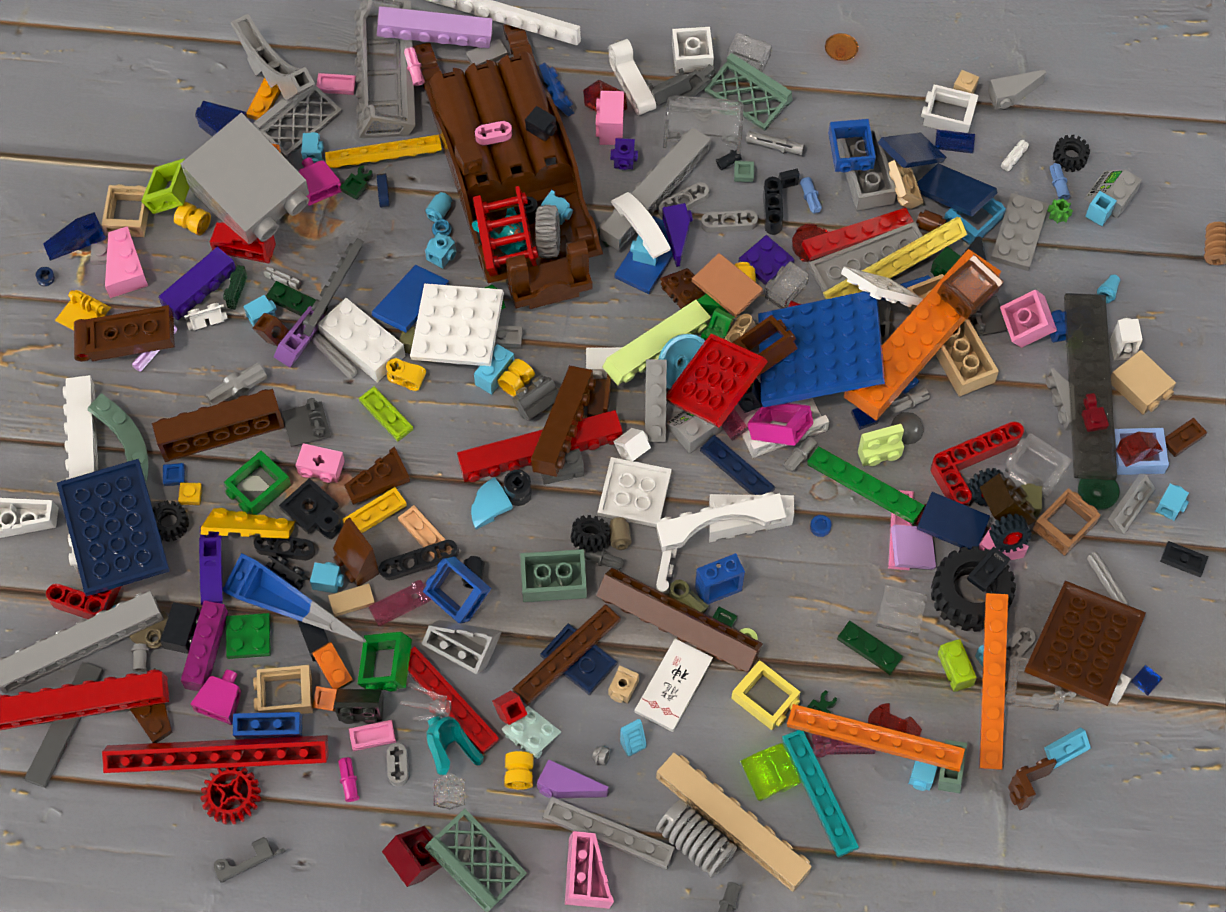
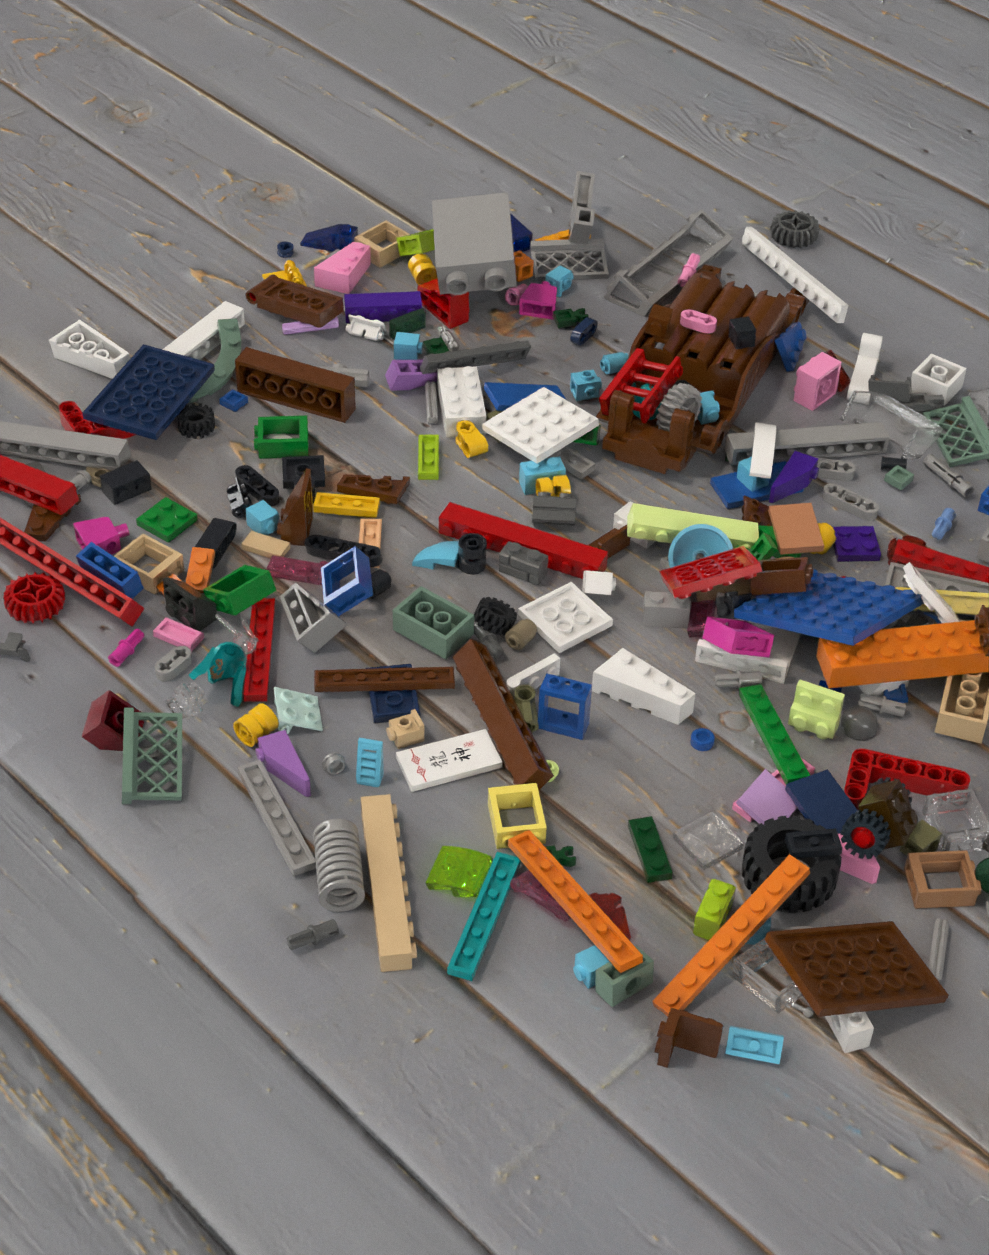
camera: 40 degrees right, 20 degrees down
(190, 493) = (230, 417): yellow plate -> none
(204, 645) = (129, 499): magenta brick -> none
(211, 567) = (189, 457): dark purple slope -> none
(246, 524) = (244, 451): yellow wing -> none
(264, 328) = (395, 350): reddish brown brick -> none
(264, 588) = (211, 498): blue plate -> none
(306, 423) = (363, 427): dark grey hinge -> none
(320, 463) = (342, 452): bright pink brick -> none
(336, 83) = (621, 258): bright pink tile -> none
(383, 151) = (602, 308): yellow plate -> none
(434, 27) = (732, 257): lavender brick -> none
(441, 224) = (605, 375): dark azure plate -> none
(509, 707) = (297, 679): red brick -> none
(563, 421) = (553, 527): reddish brown brick -> none
(585, 873) = (222, 824): bright pink wedge -> none
(624, 153) = (804, 410): dark purple brick -> none
(655, 400) = (648, 564): light grey plate -> none
(725, 617) = (544, 742): dark green plate -> none
(736, 467) = (672, 653): dark blue tile -> none
(762, 511) = (565, 649): white arch -> none
(773, 213) = (900, 510): black beam -> none
(786, 285) = (855, 563): clear brick -> none
(789, 178) = (934, 501): black tile -> none
(1146, 680) = (896, 1053): clear blue tile -> none

